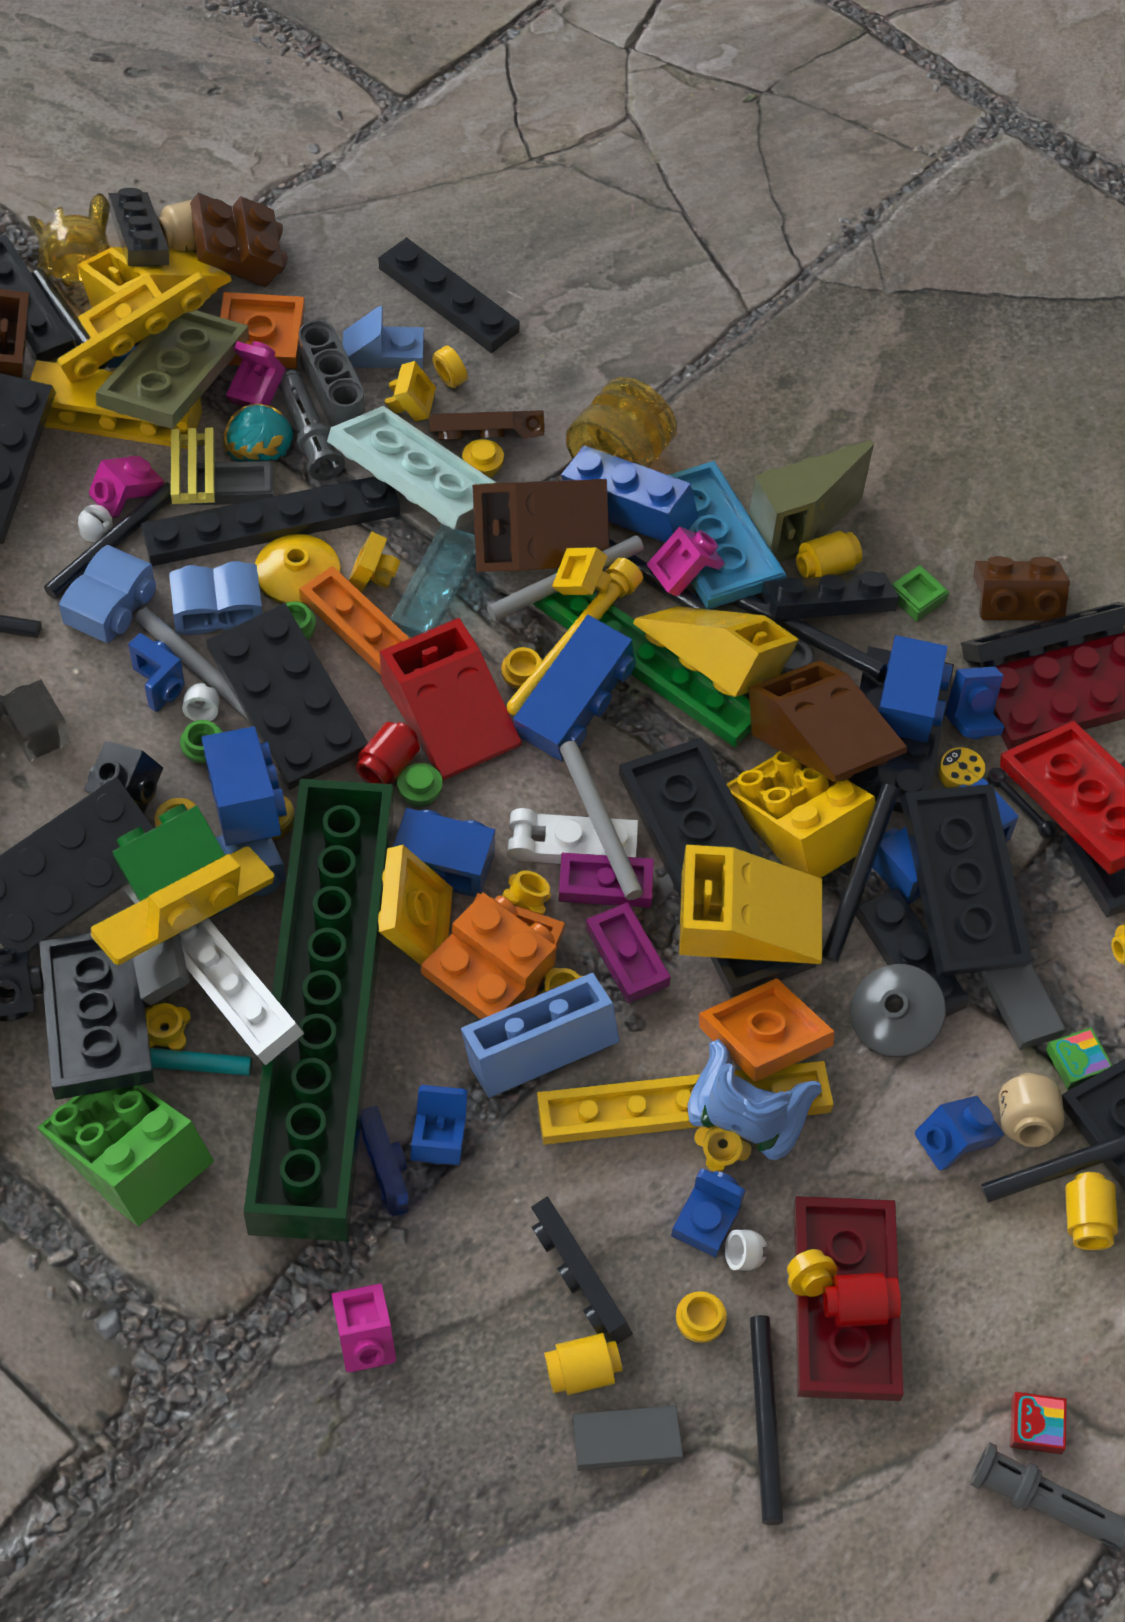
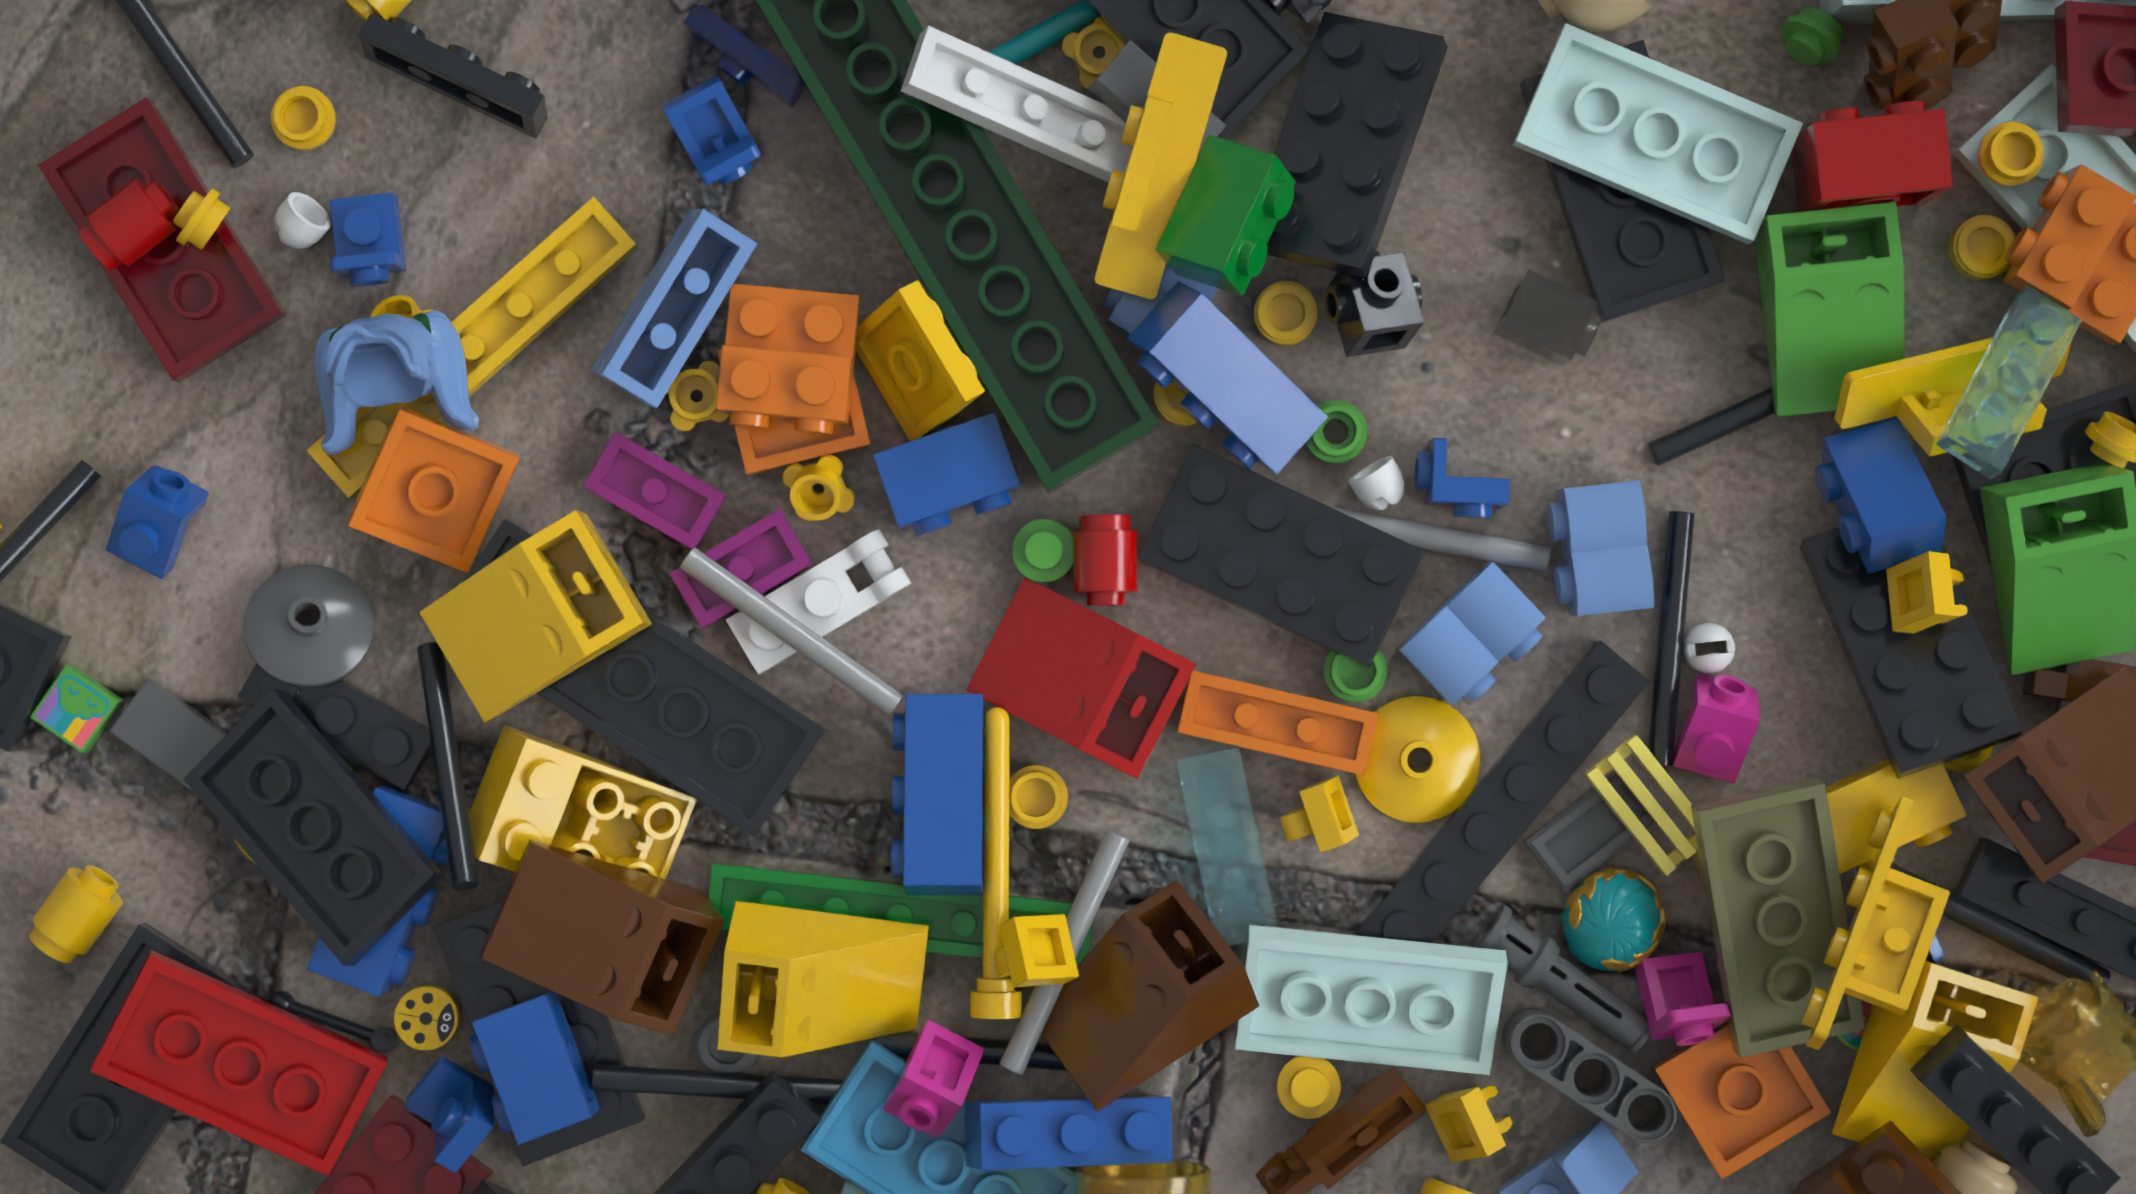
camera: 145 degrees right, 30 degrees up
(1031, 1109) = (89, 596): tan head -> none

